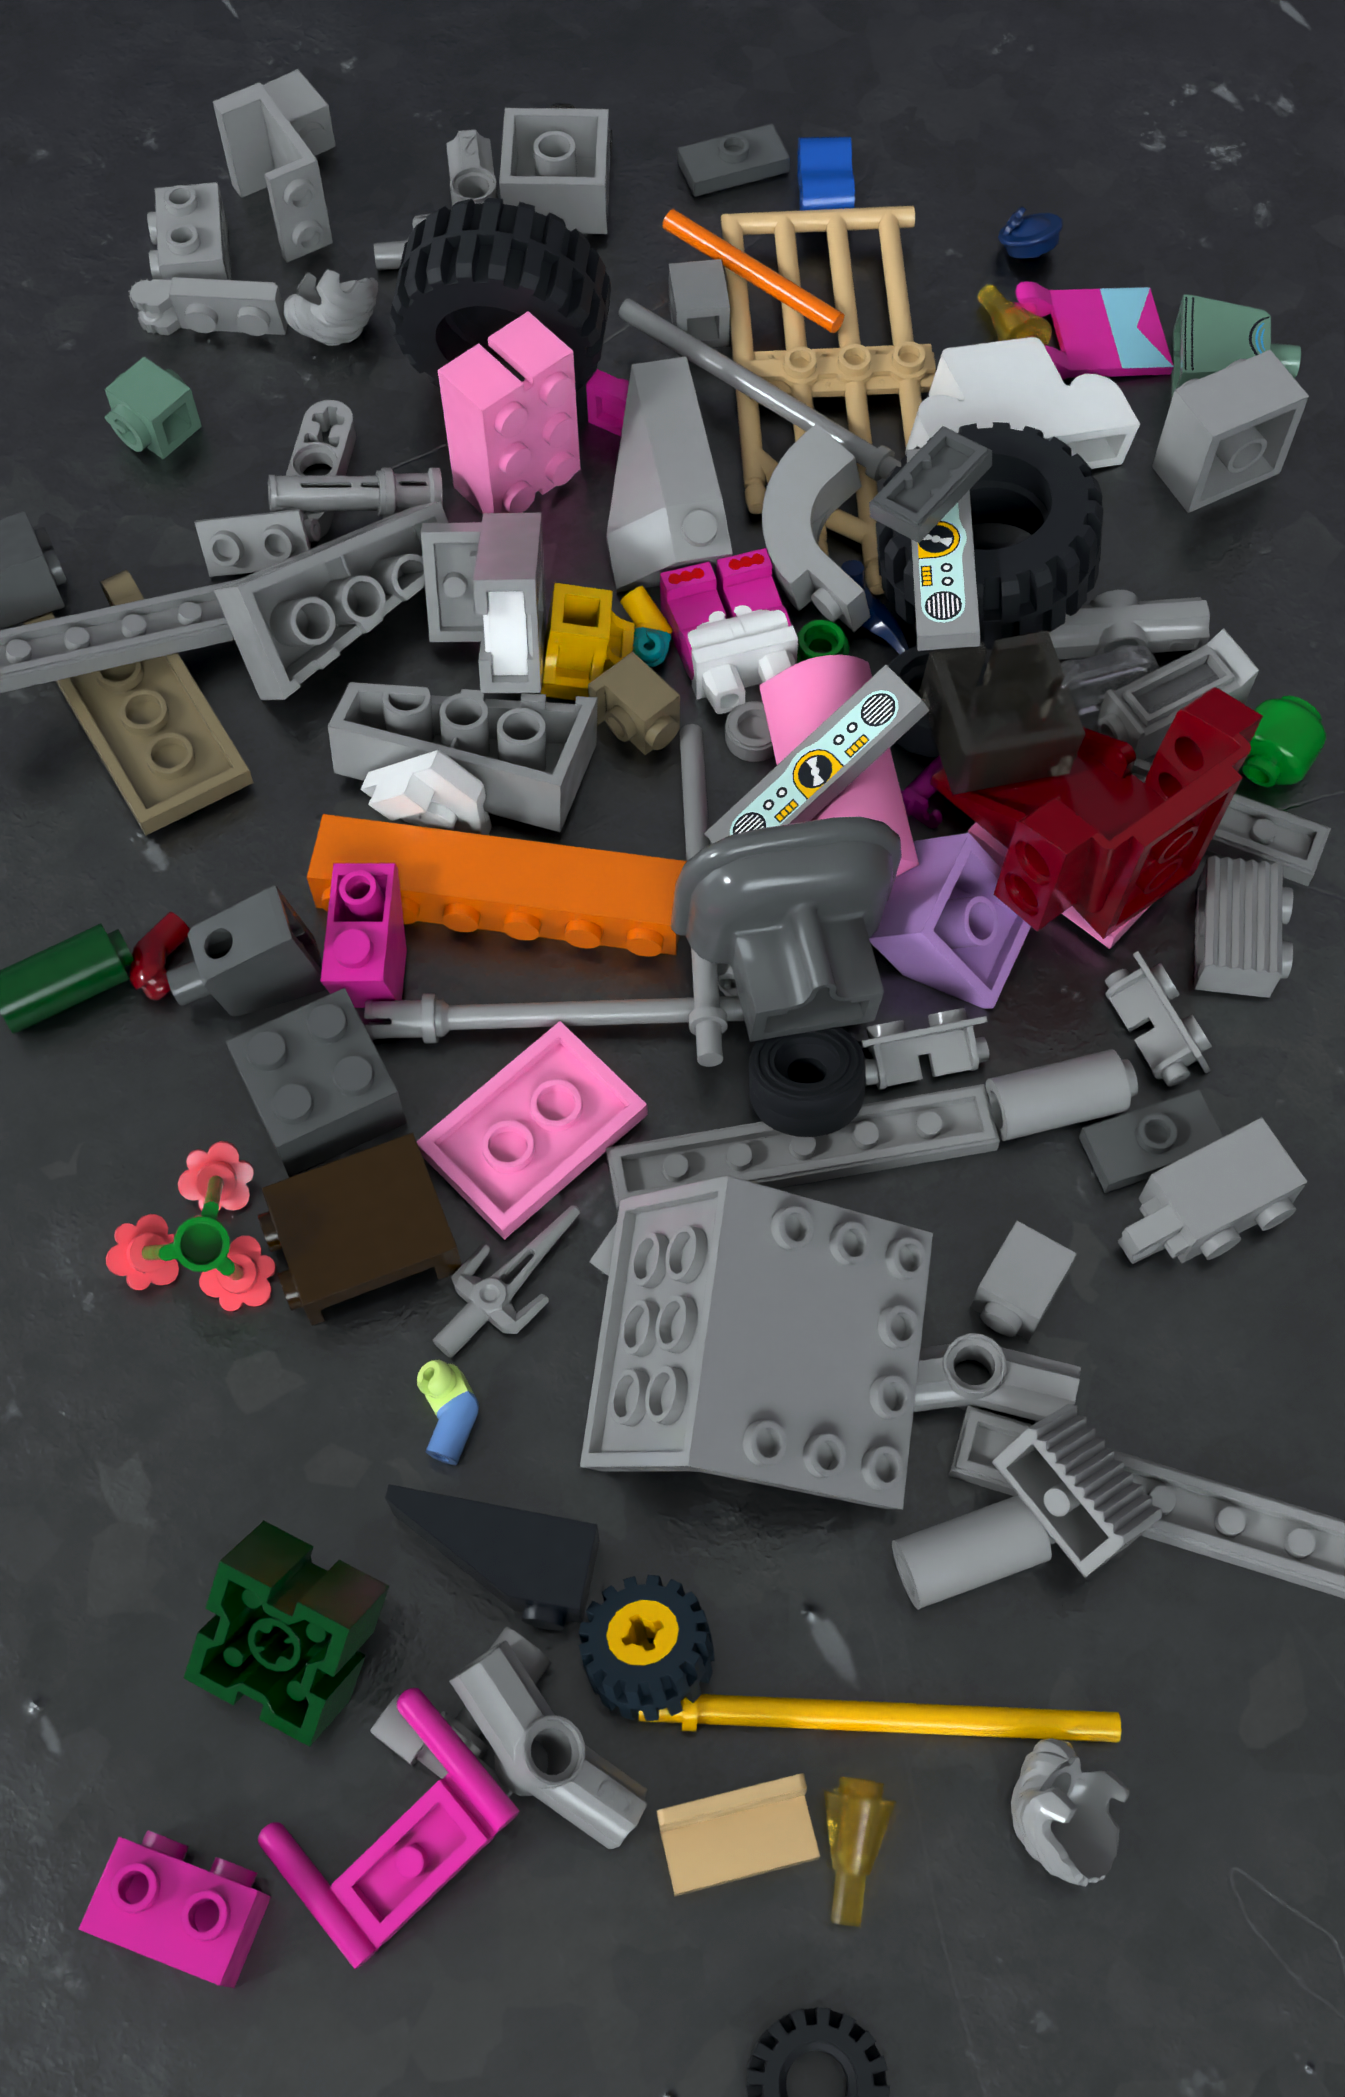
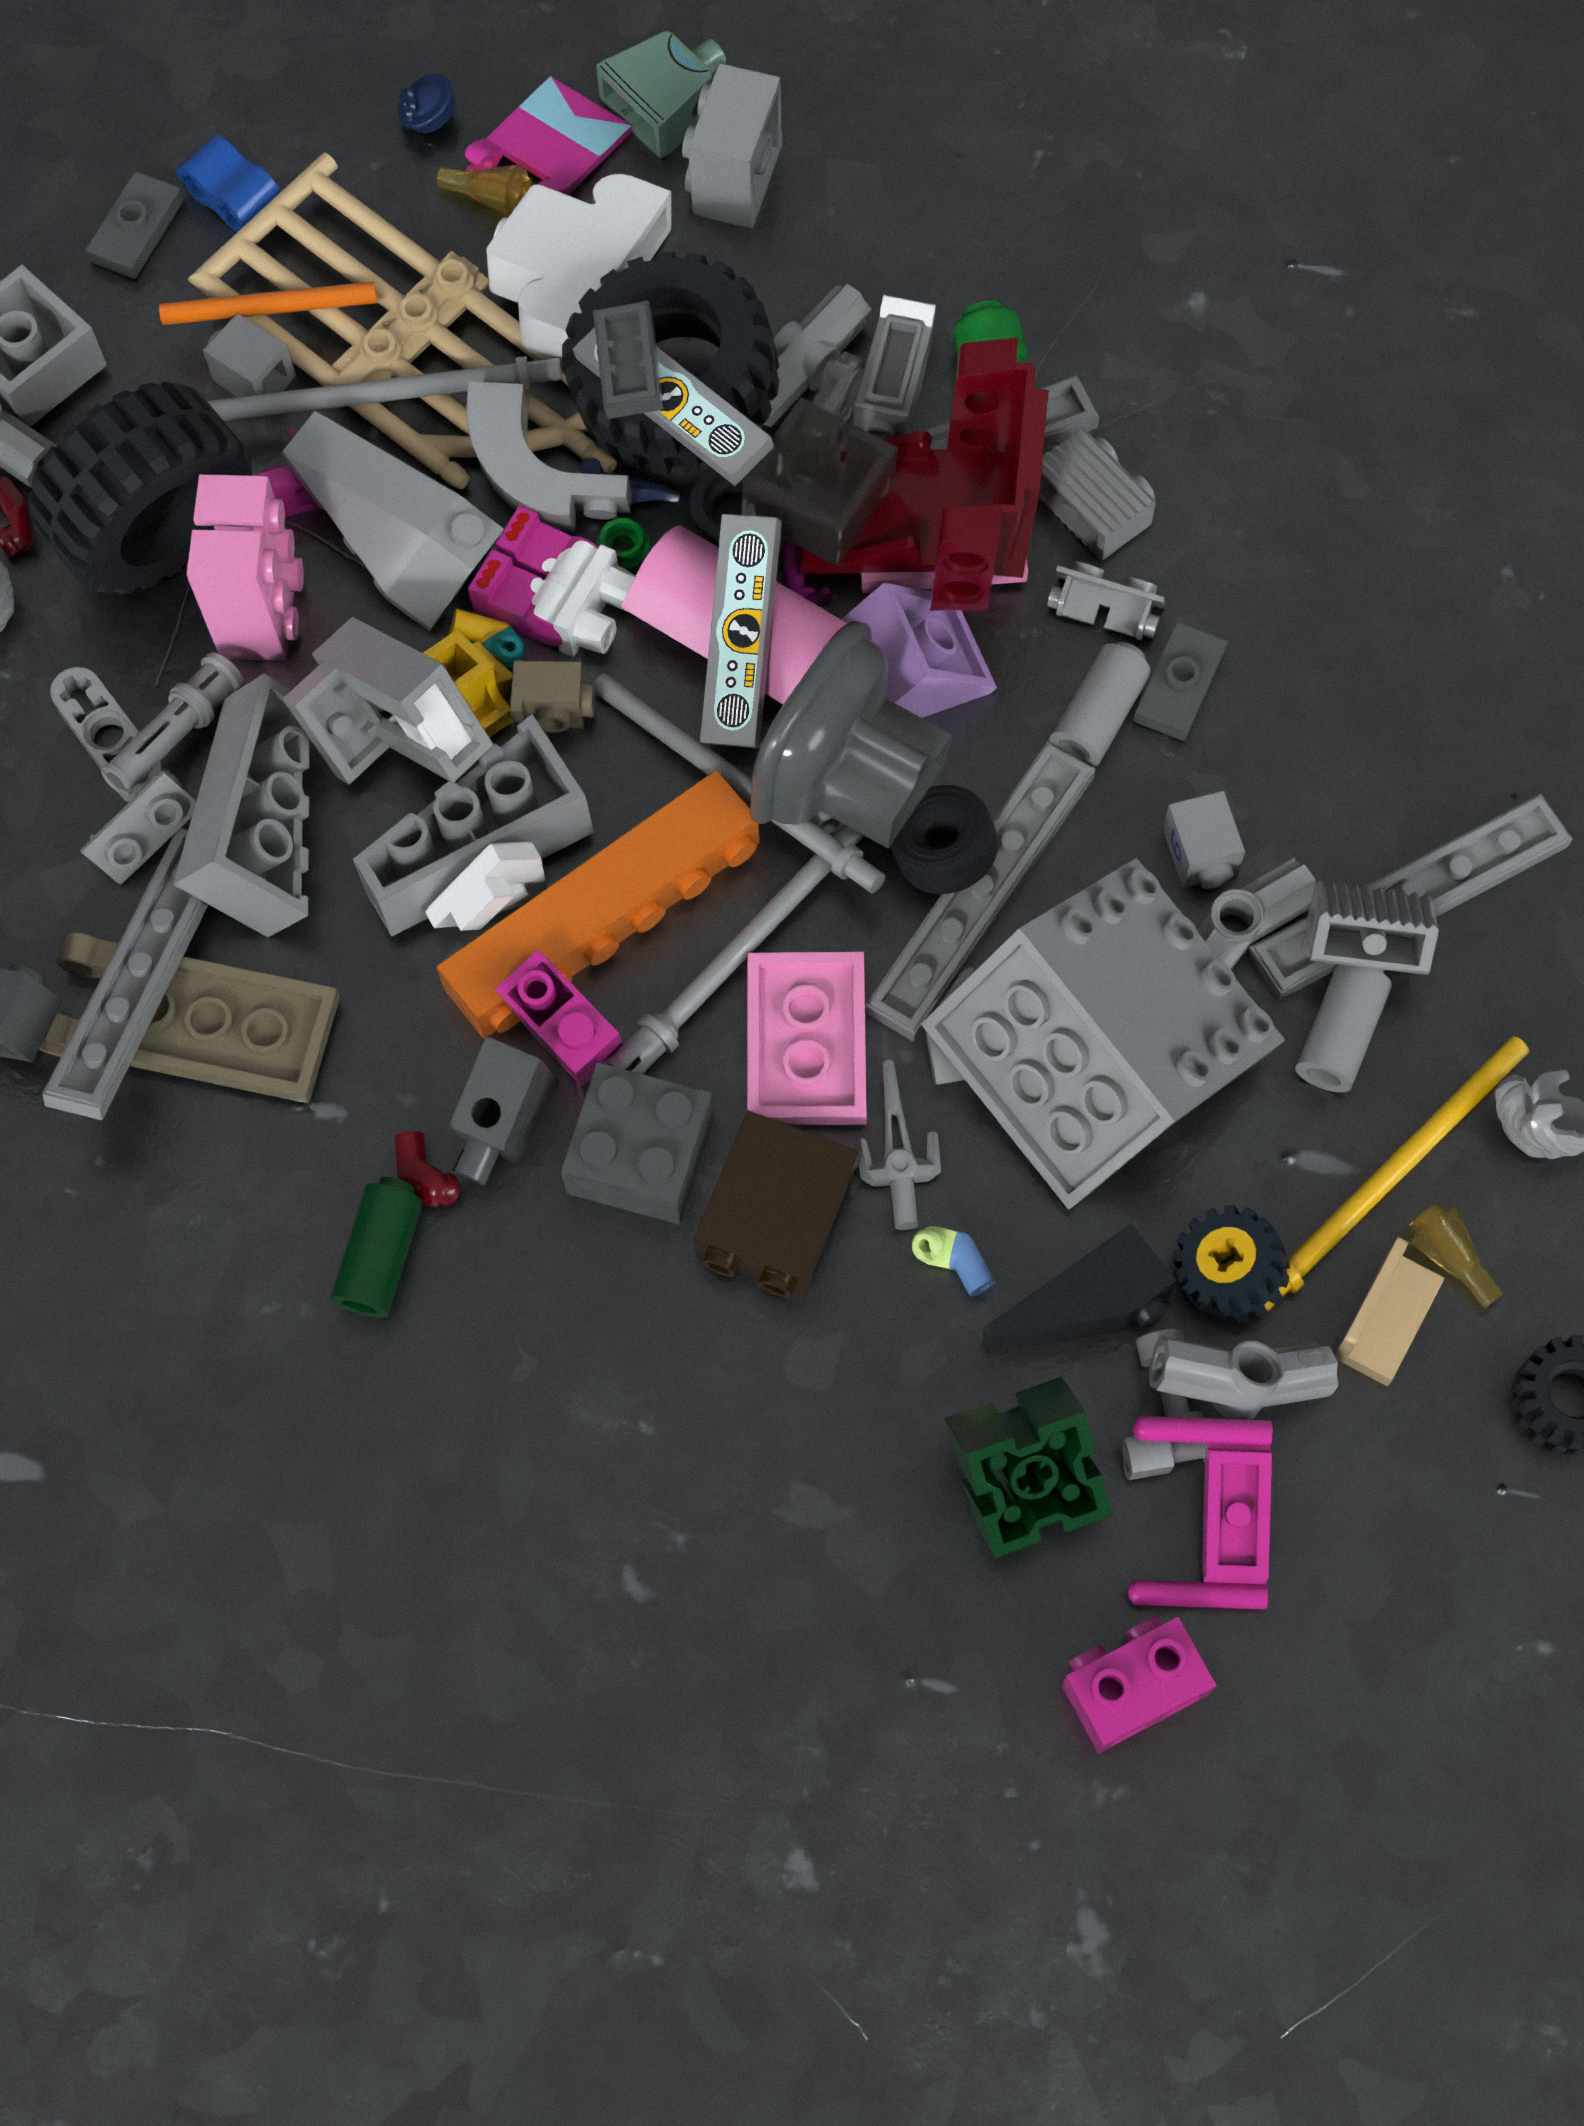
camera: 45 degrees left, 5 degrees up
(201, 1243) = (713, 1303): coral plant -> none
(748, 732) = (640, 645): light grey tile -> none
(947, 1042) = (995, 734): light grey hinge -> none
(1215, 1196) = (1256, 679): light grey hinge -> none

